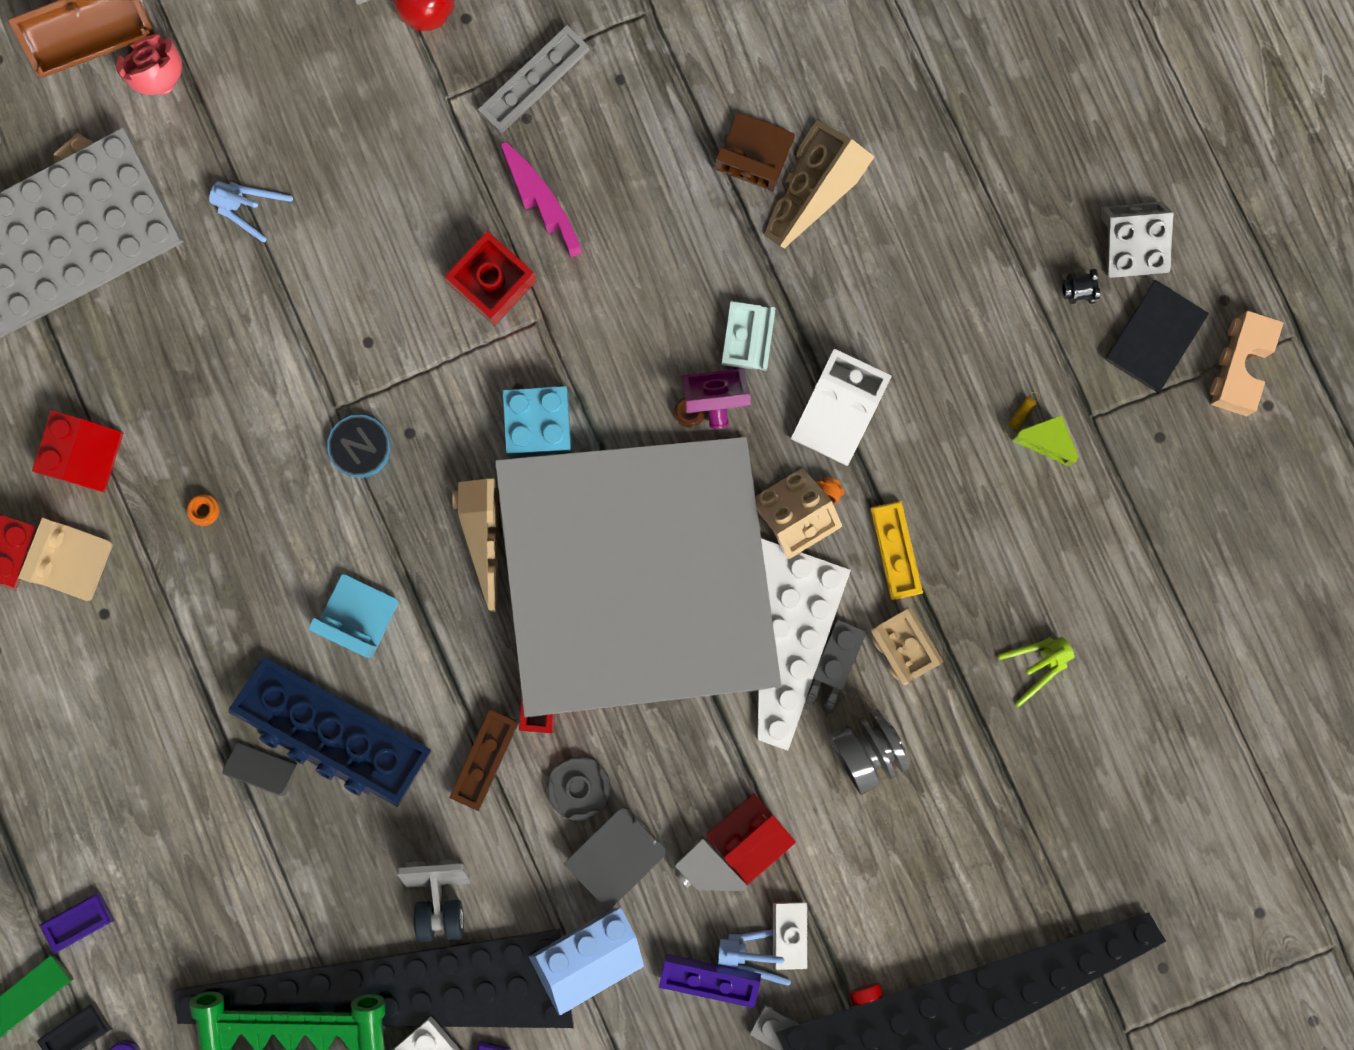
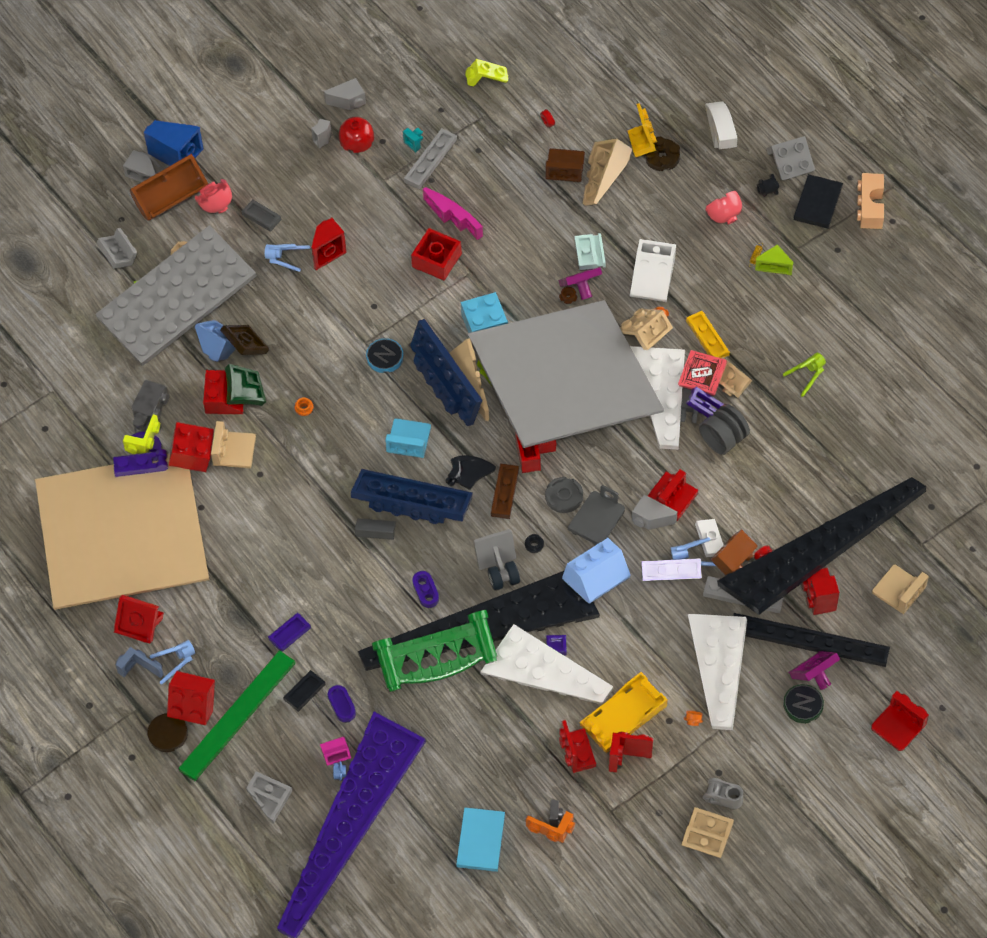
camera: 10 degrees left, 25 degrees down
(92, 344) = (213, 340): none -> medium blue slope
(111, 451) = (244, 386): none -> dark green plate
(133, 362) = (244, 339): none -> dark brown tile
(227, 115) = (261, 215): none -> dark grey tile
(305, 907) = (425, 591): none -> dark purple plate
(312, 211) = (327, 243): none -> red slope
(437, 702) = (468, 470): none -> black arm
(438, 520) = (444, 374): none -> dark blue plate
(495, 871) = (534, 538): none -> black plate
(515, 31) = (413, 138): none -> teal tile
(750, 51) = (547, 118): none -> red tile
(818, 982) = (734, 552): none -> dark orange brick
(836, 677) = (699, 405): none -> dark purple tile
(864, 635) = (702, 372): none -> coral tile
(897, 133) = (641, 137): none -> yellow bracket
(923, 190) = (669, 161): none -> dark brown plate
(996, 317) = (725, 209): none -> coral cylinder
(1038, 147) = (721, 125): none -> white slope

